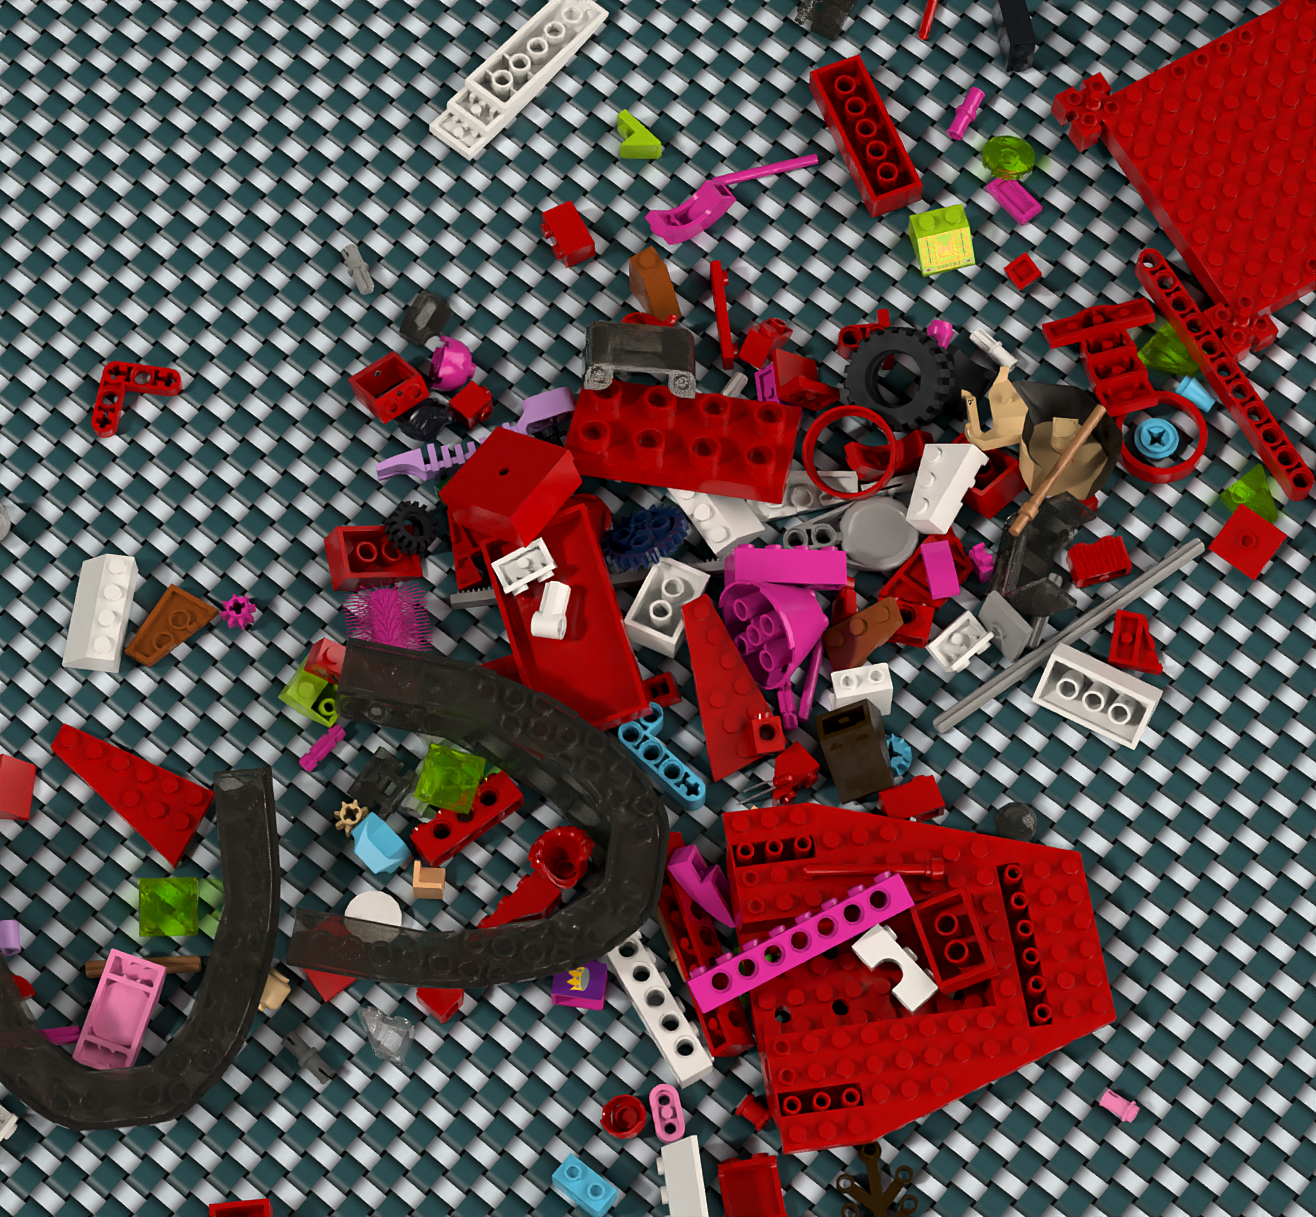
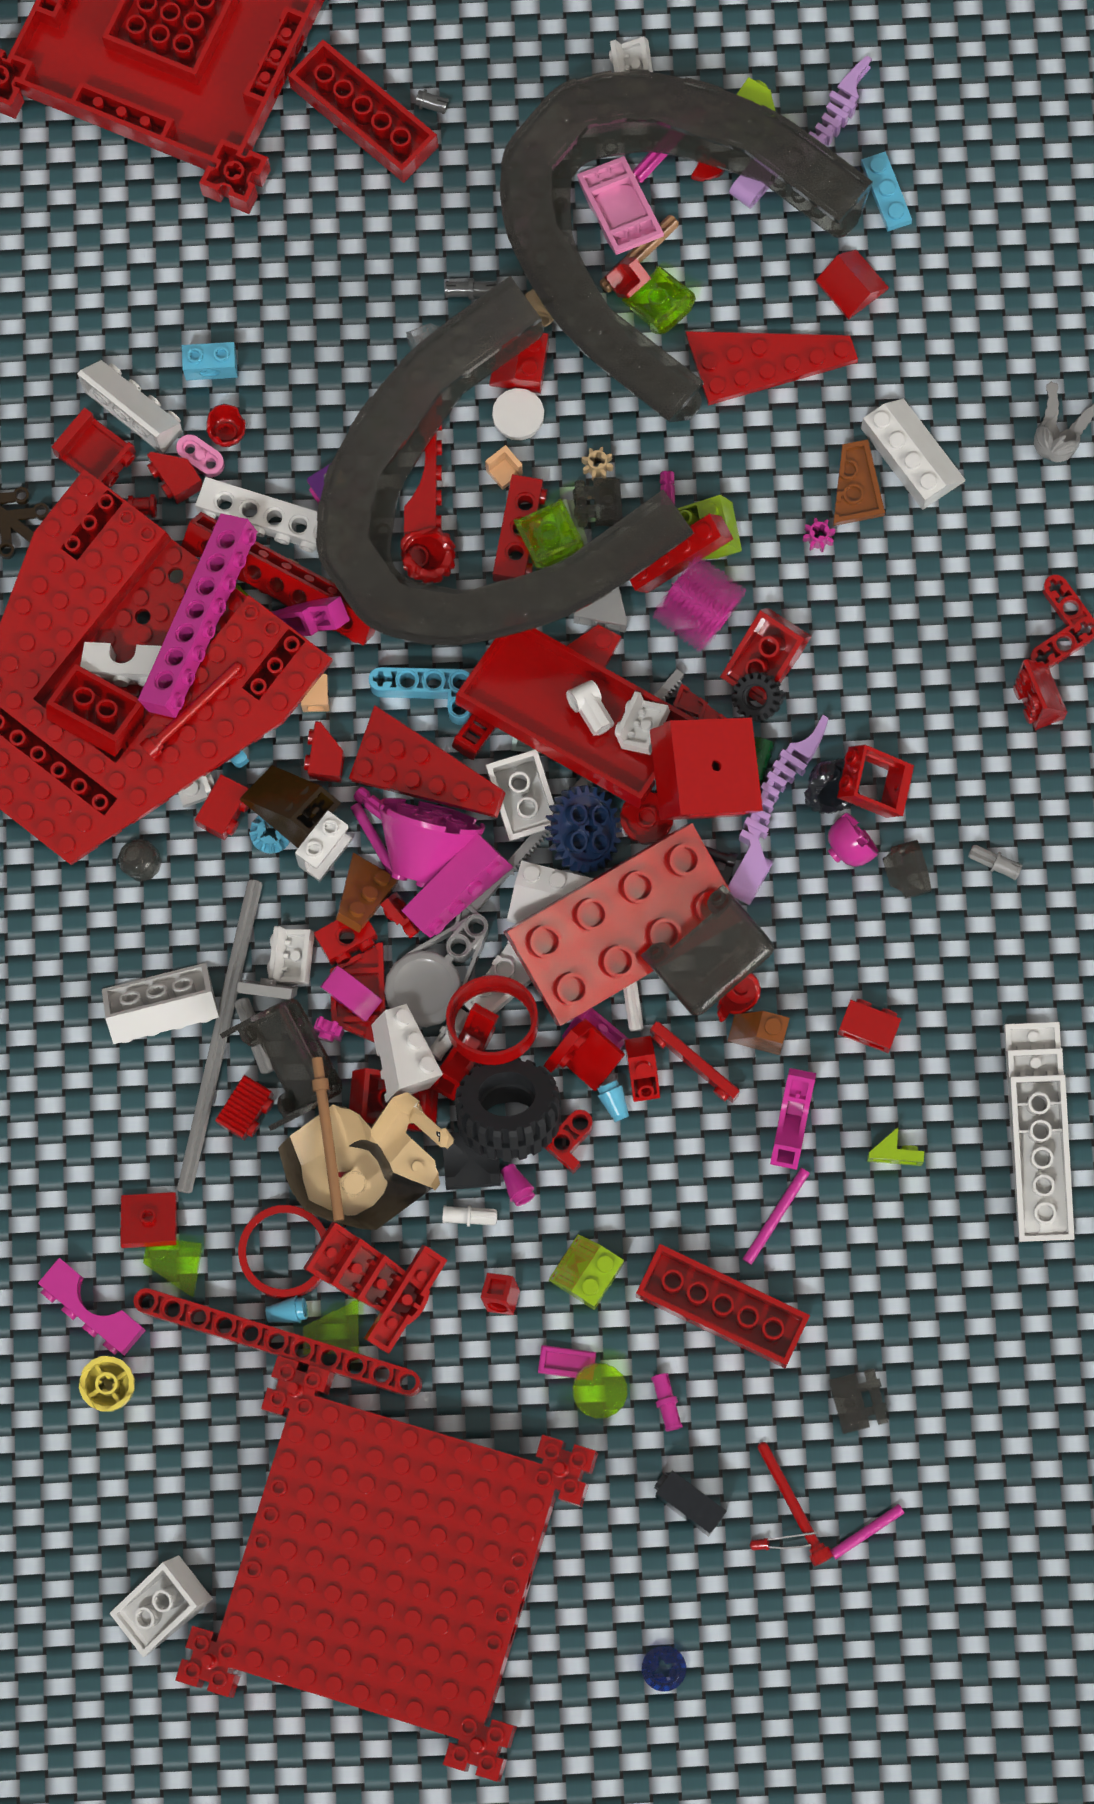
camera: 140 degrees right, 10 degrees up
(176, 944) = (627, 277): none -> red panel
(204, 347) = (1039, 694): none -> red slope
(379, 845) = (560, 457): medium azure slope -> none
(472, 405) = (807, 829): red brick -> none
(702, 1112) = (177, 475): none -> red slope
(759, 746) = (355, 750): red brick -> none
(778, 782) = (324, 732): piece -> none
(807, 340) = (614, 1100): none -> medium azure cone
(1132, 644) = (167, 1066): red wing -> none
(1156, 427) = (277, 1239): medium azure gear -> none

